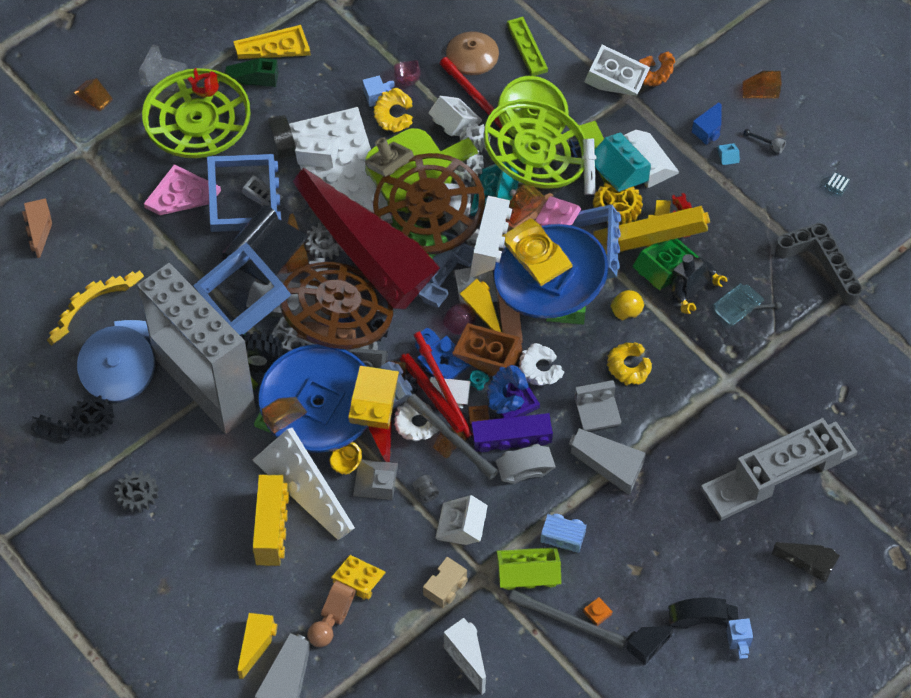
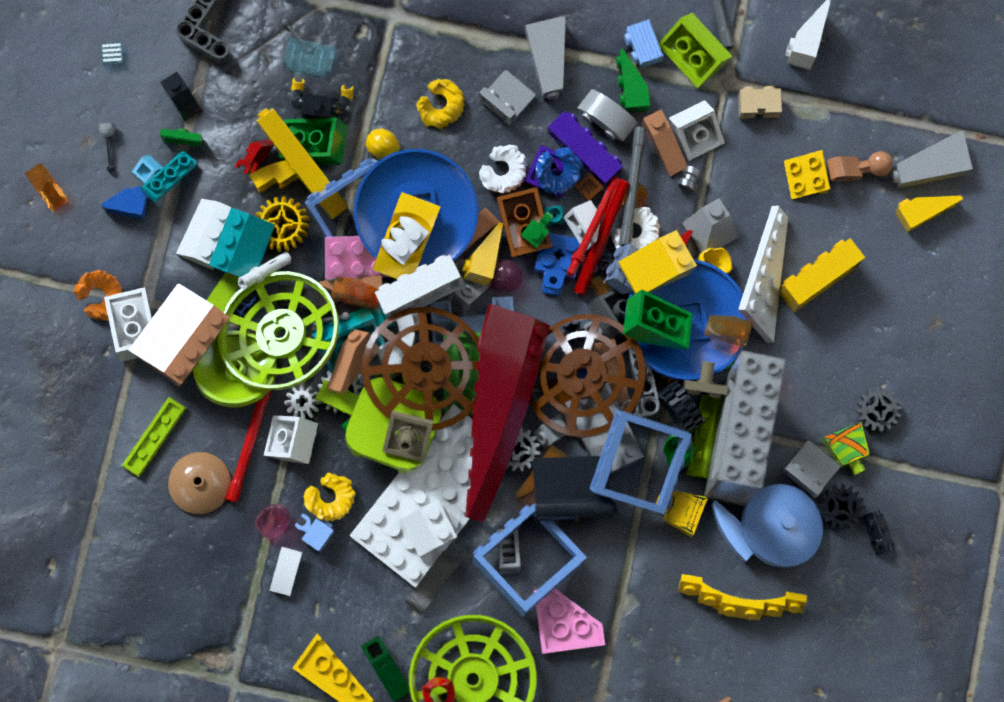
camera: 130 degrees left, 20 degrees up
(129, 450) = (848, 447): none -> torso
(137, 412) = (811, 469): none -> light grey bracket
(259, 363) = (705, 382): none -> dark tan plate
(329, 365) = (657, 321): none -> green slope
(368, 60) = (285, 571): none -> white slope
(472, 346) = (536, 231): none -> green plate
(473, 160) = (350, 361): none -> nougat slope
(481, 488) = (664, 142): none -> nougat slope
(532, 241) = (405, 240): none -> white plate
(533, 500) = (634, 88): none -> green slope
(581, 84) = (179, 334): none -> slope
(712, 166) = (162, 183): none -> teal tile
(735, 184) = (181, 136): none -> green plate
(769, 201) = (180, 96): none -> black slope

